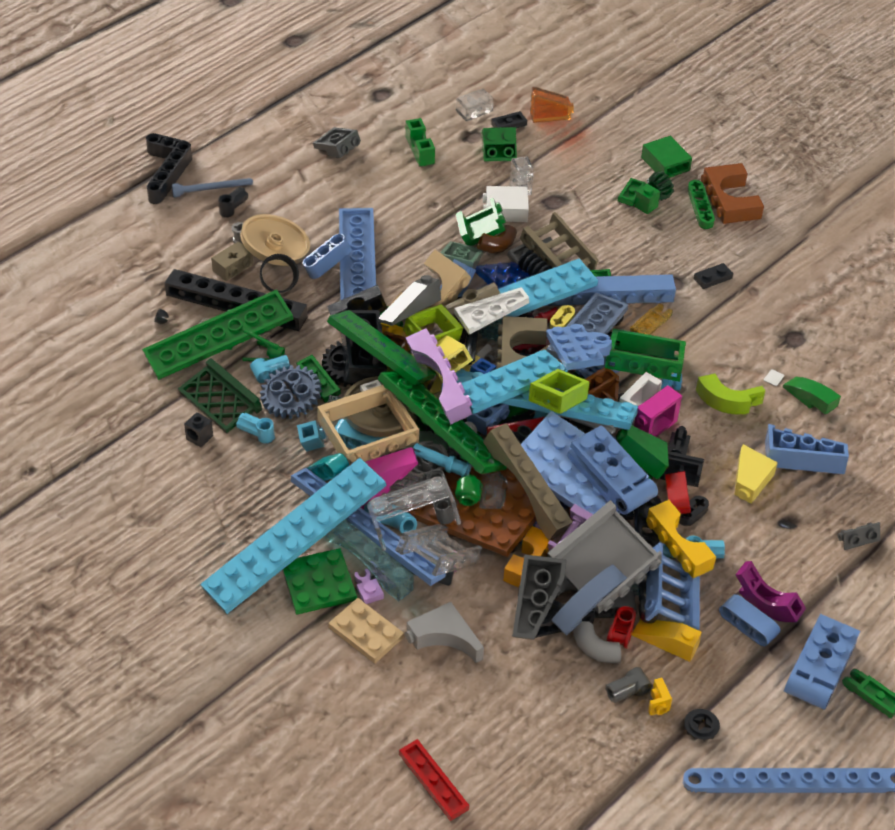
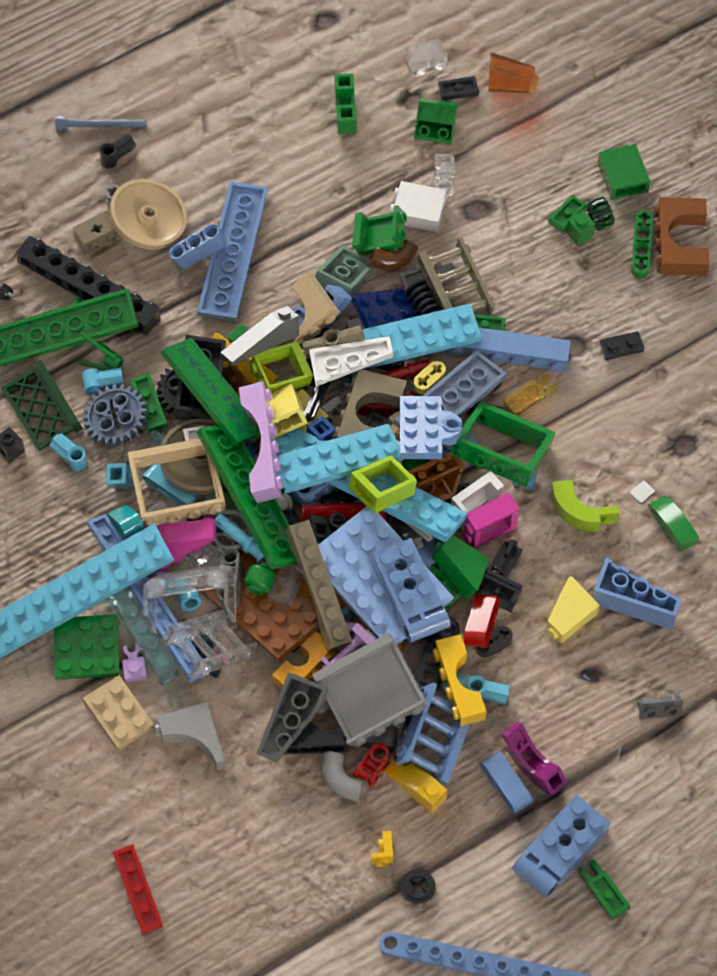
camera: 15 degrees right, 15 degrees up
(177, 158) = (73, 77): black beam -> none
(290, 262) = (145, 280): black tyre -> none
(338, 141) = (254, 85): dark grey plate -> none
(365, 300) = (199, 322): black arch -> none
(587, 598) = (342, 730): sand blue slope -> none
(633, 683) = (365, 829): dark grey piece -> none

